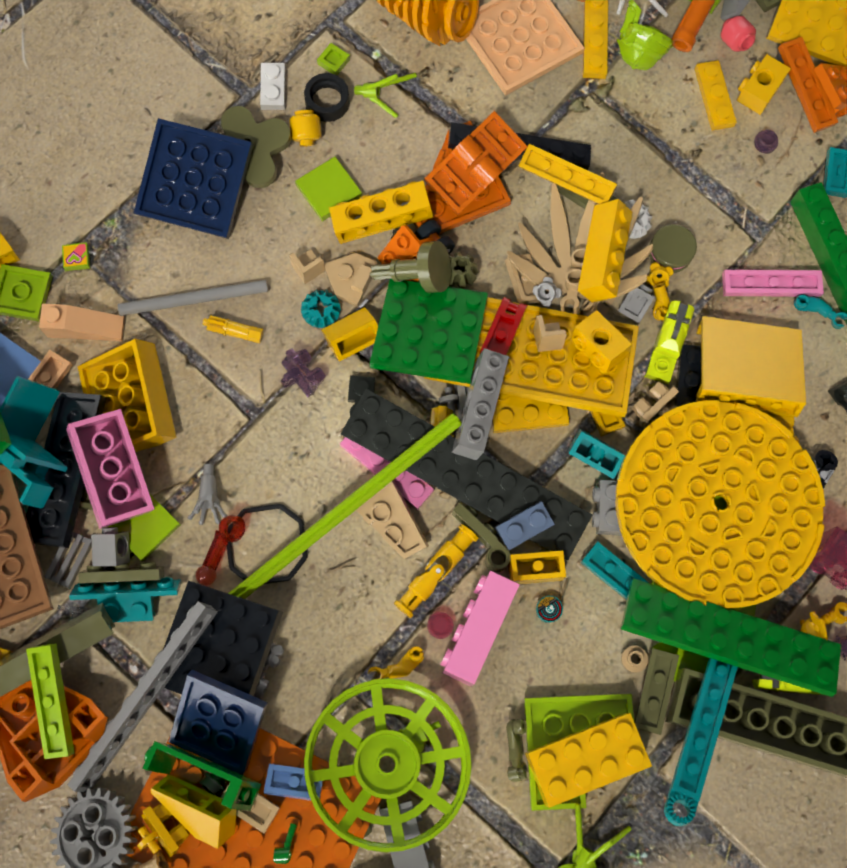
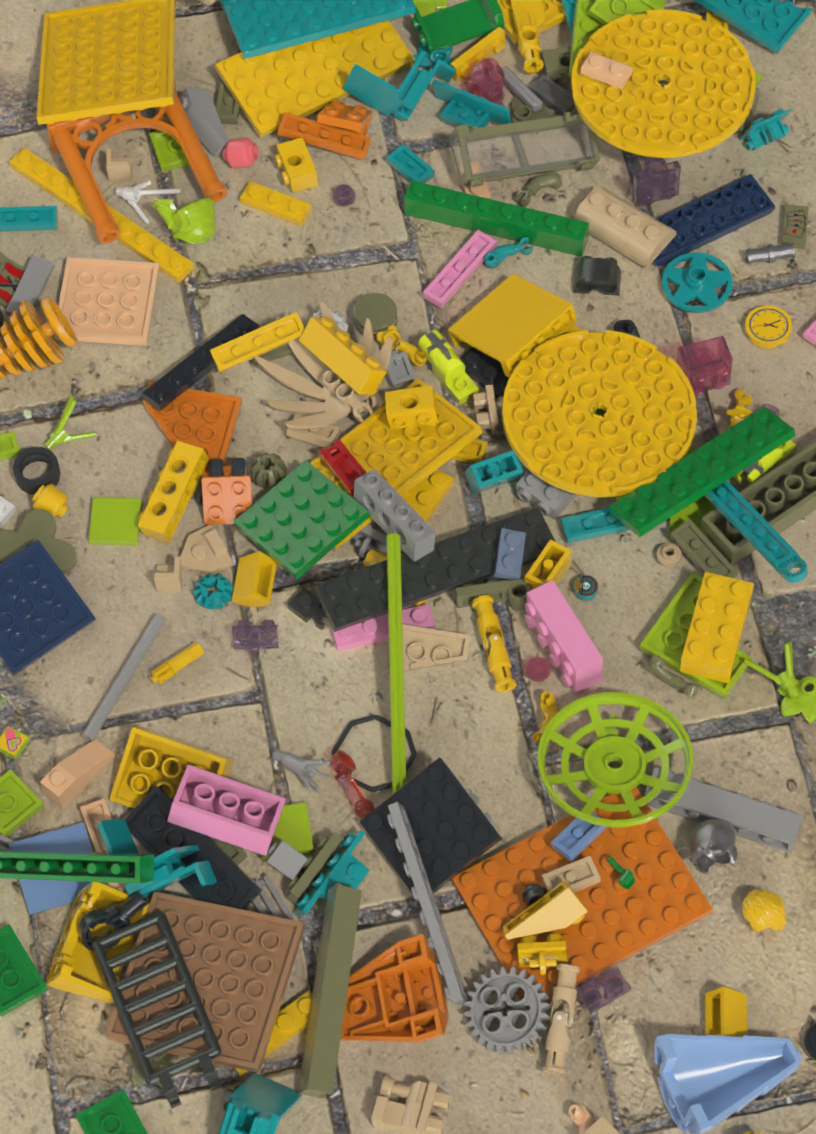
camera: 45 degrees left, 15 degrees down
(50, 701) = (380, 965): lime plate -> none
(217, 722) = (491, 854): dark blue plate -> none
(240, 792) = (518, 879): green panel -> none
(430, 267) = (254, 480): olive piece -> none
(475, 163) = (194, 397): orange plate -> none
(548, 336) = (375, 440): tan panel -> none
(554, 292) = (343, 424): light grey plate -> none

